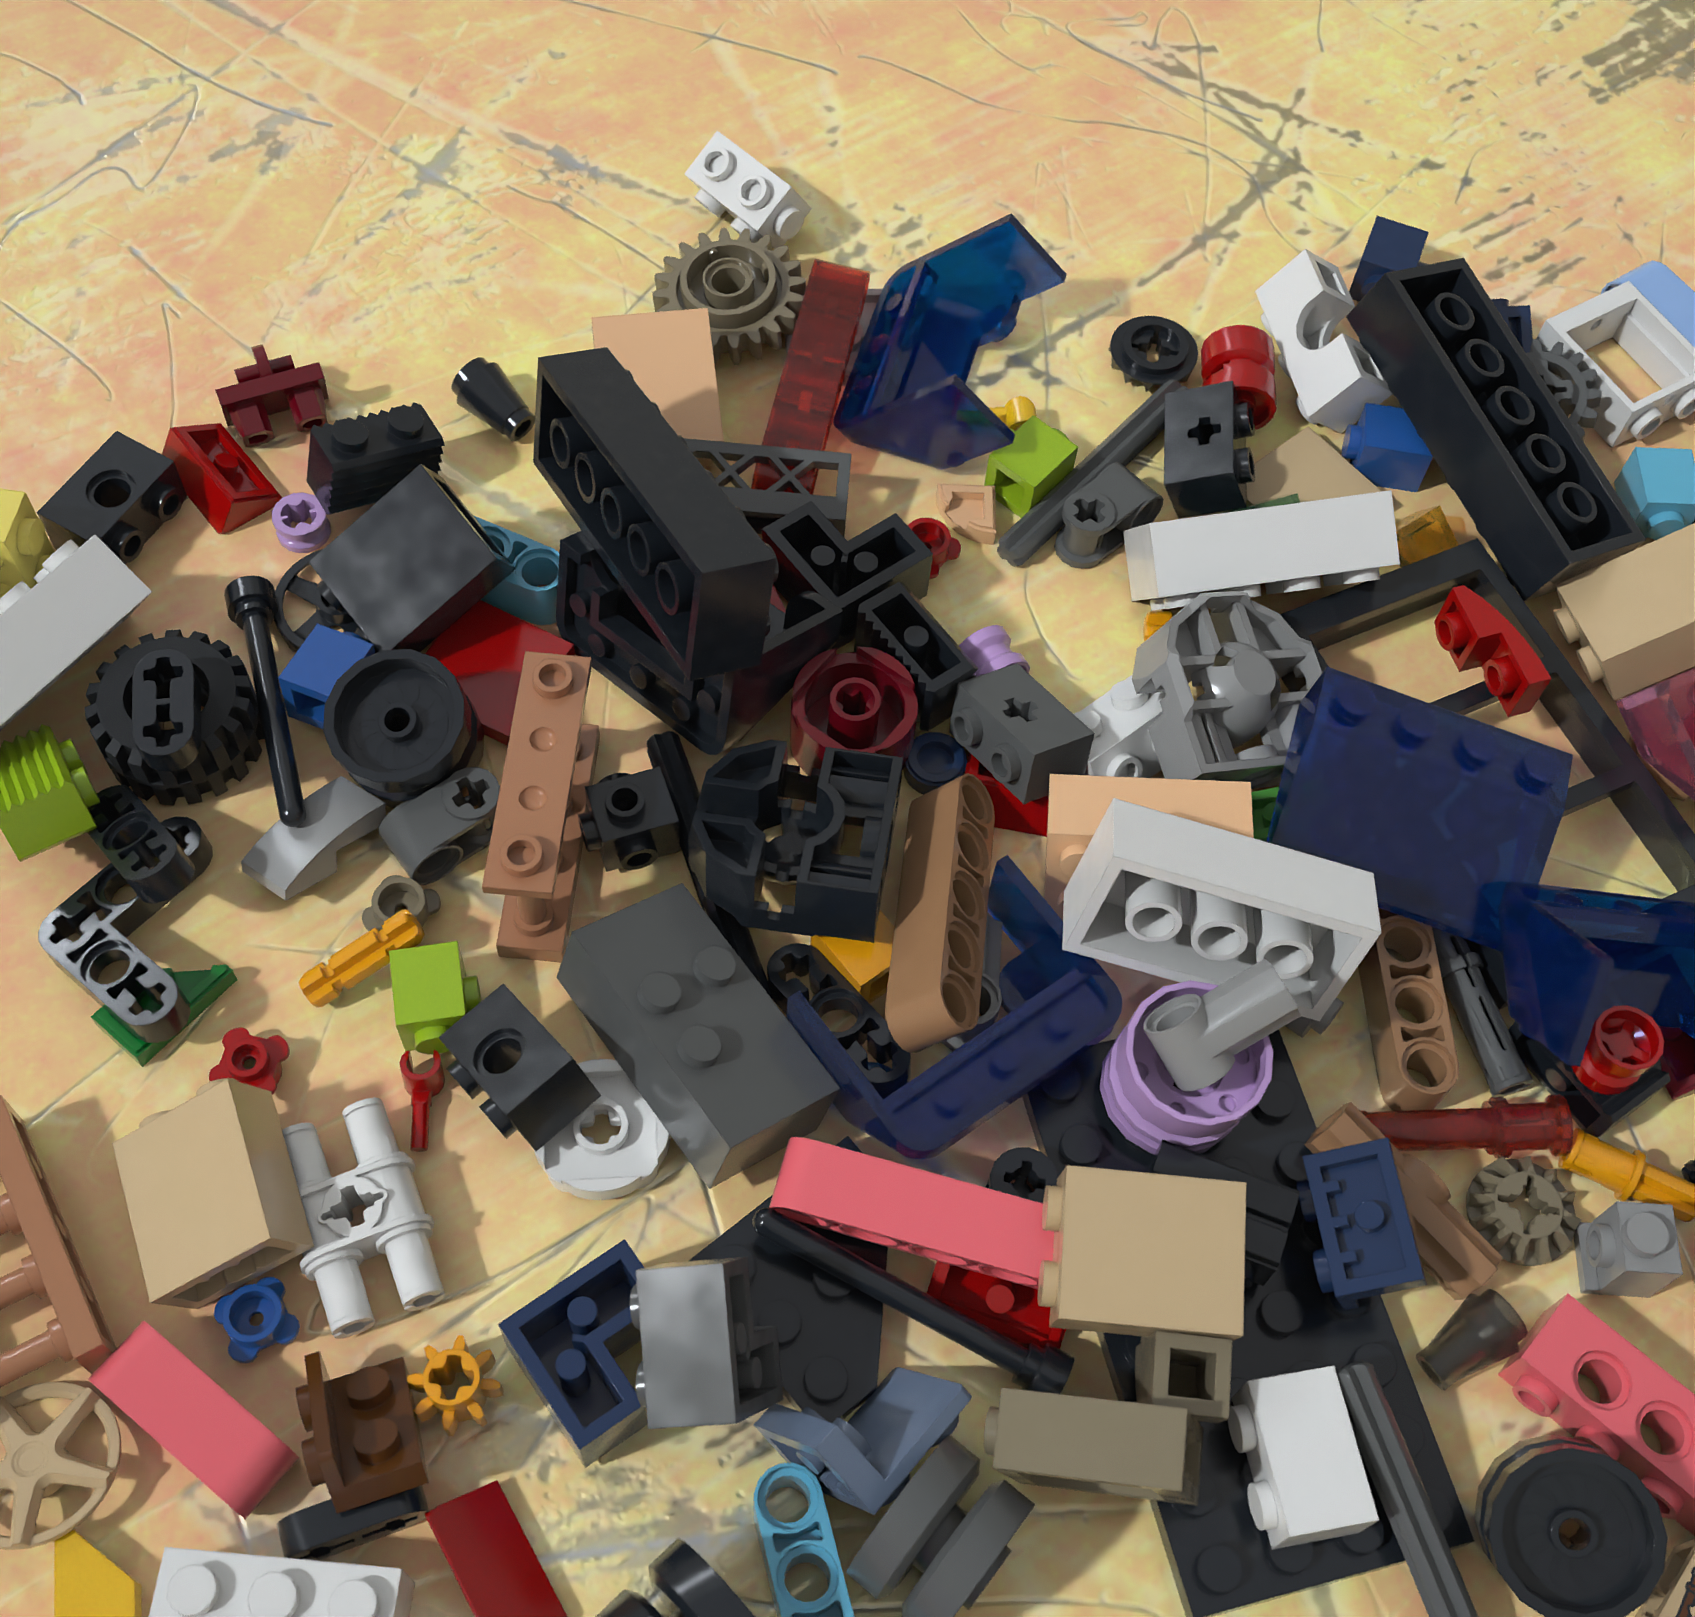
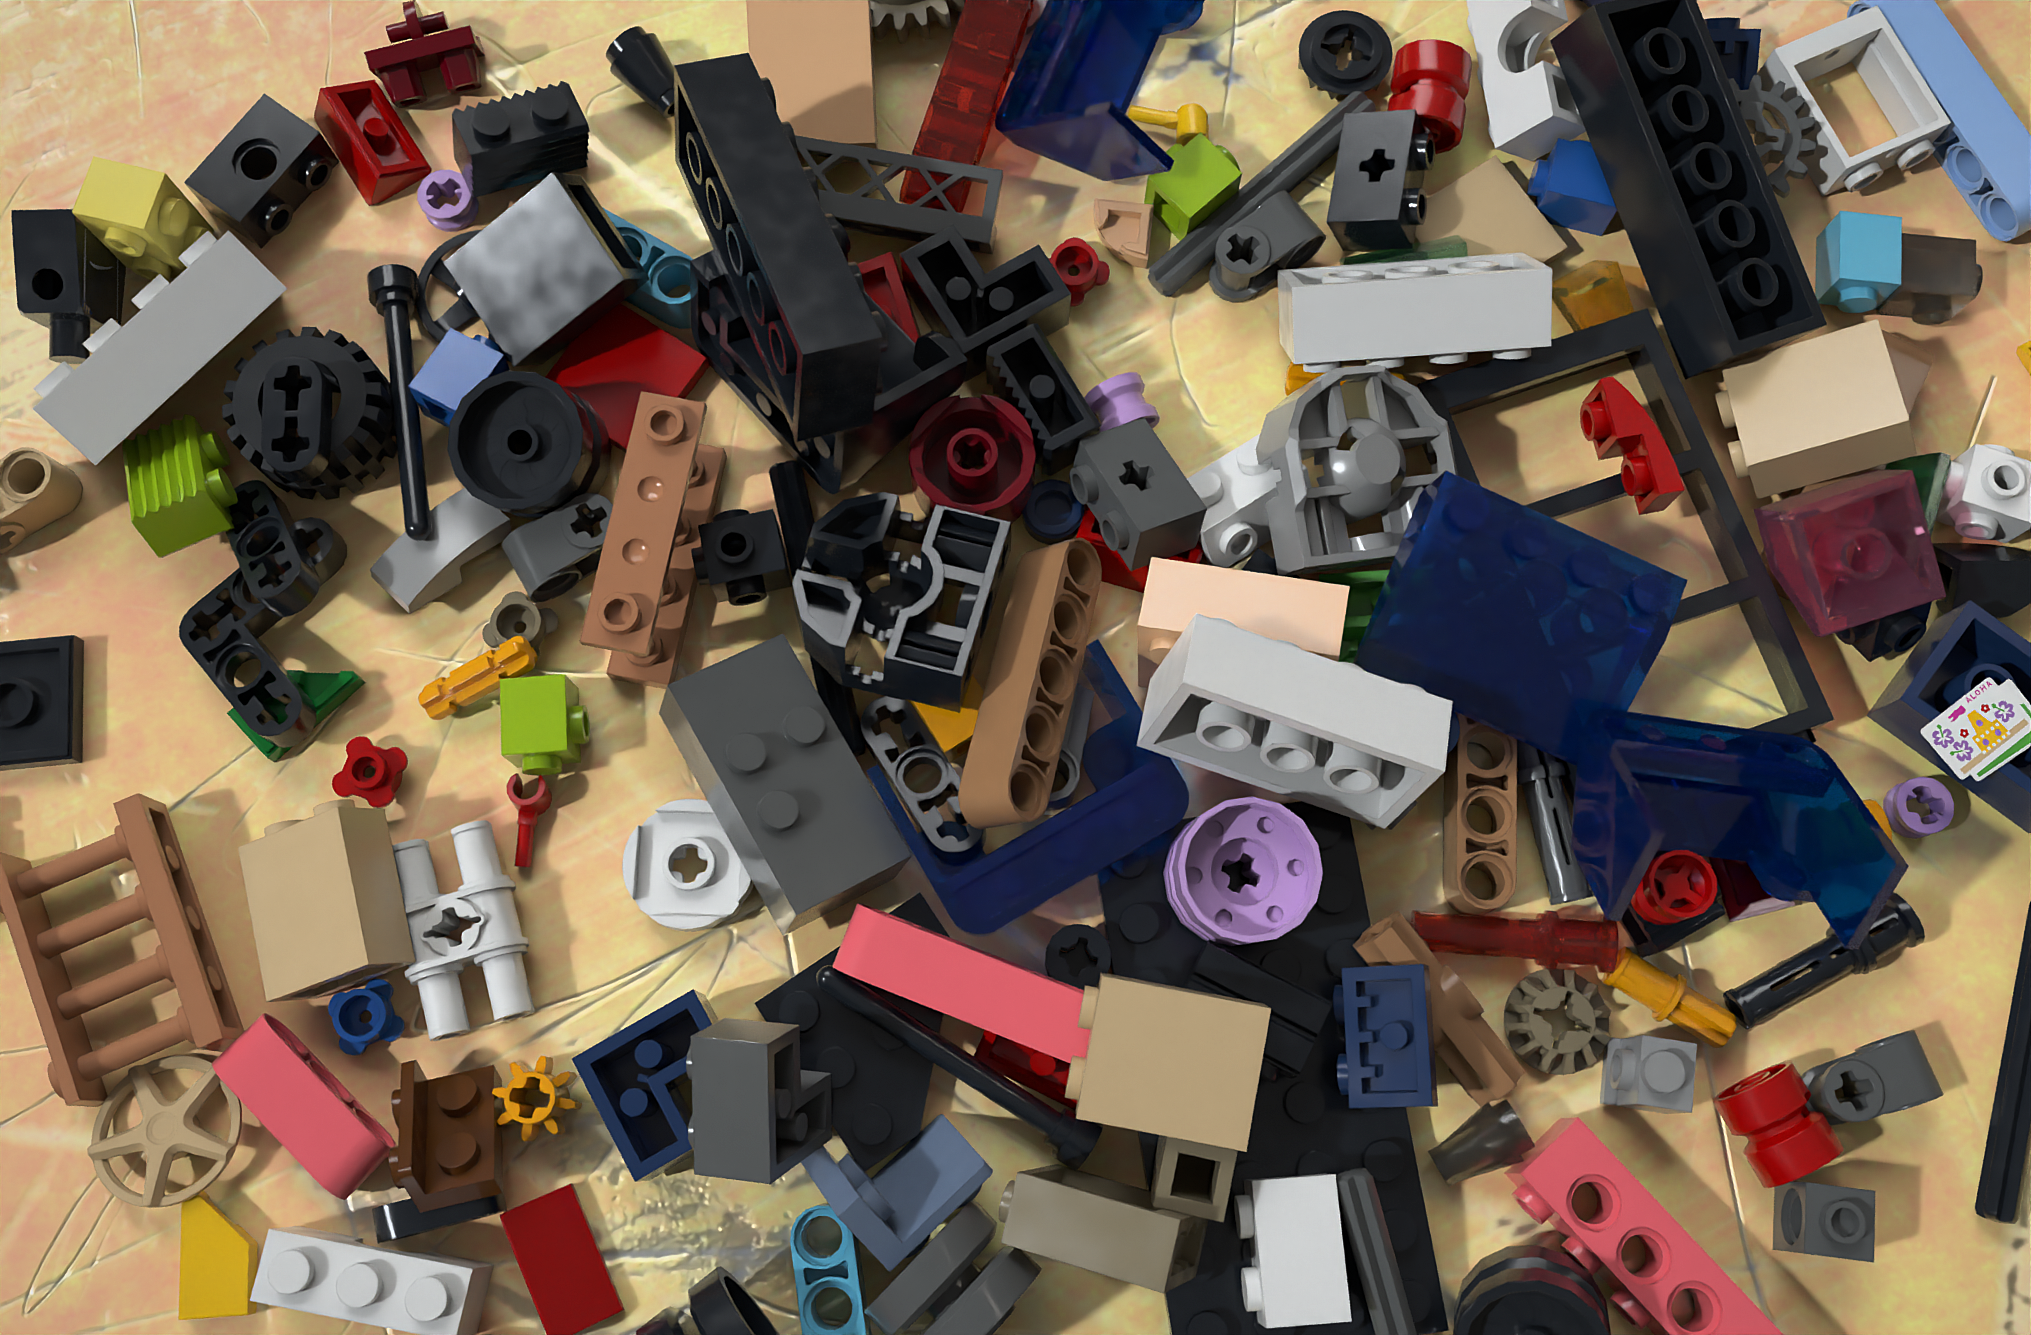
camera: 10 degrees right, 15 degrees up
(520, 1068) = (611, 807): black brick -> none
(1203, 1033) = (1255, 856): light grey piece -> none

